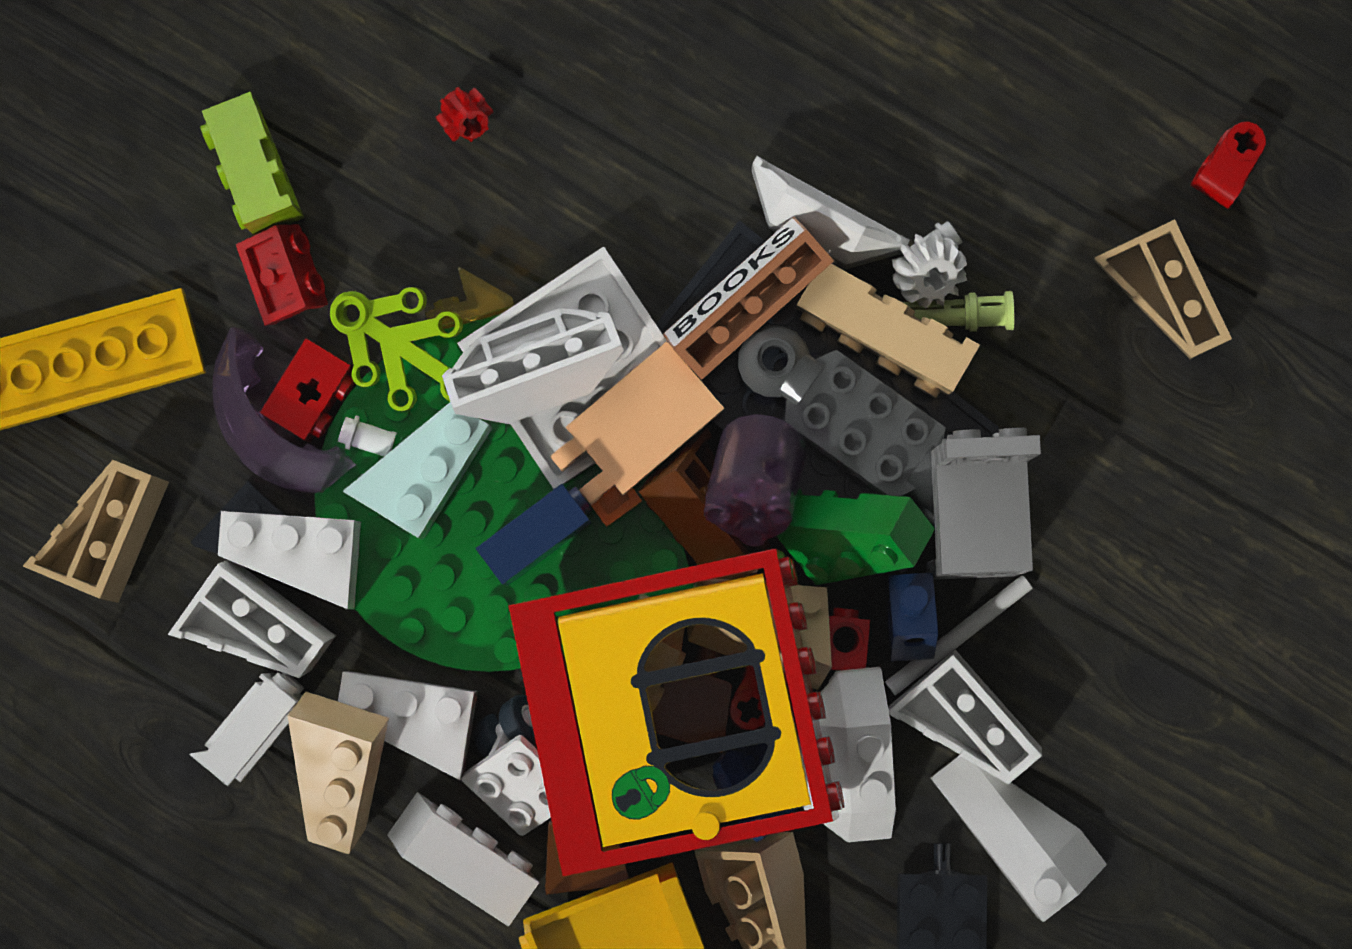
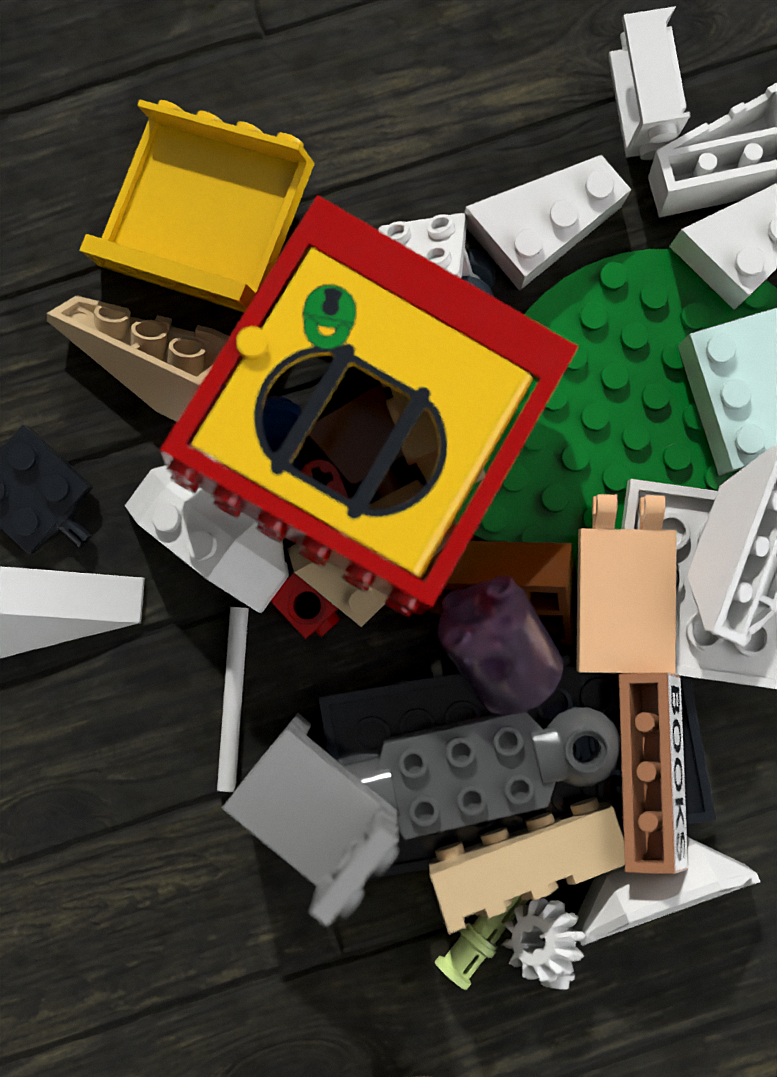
camera: 130 degrees right, 0 degrees up
(336, 767) = (562, 118): tan wedge -> none
(463, 858) = (401, 160): white wedge -> none
(535, 534) = (610, 428): dark blue brick -> none
(615, 505) = (575, 514): orange plate -> none
(855, 537) = (381, 685): green wedge -> none
(911, 615) = (279, 674): dark blue torso -> none
(967, 717) = (161, 646): white wedge -> none

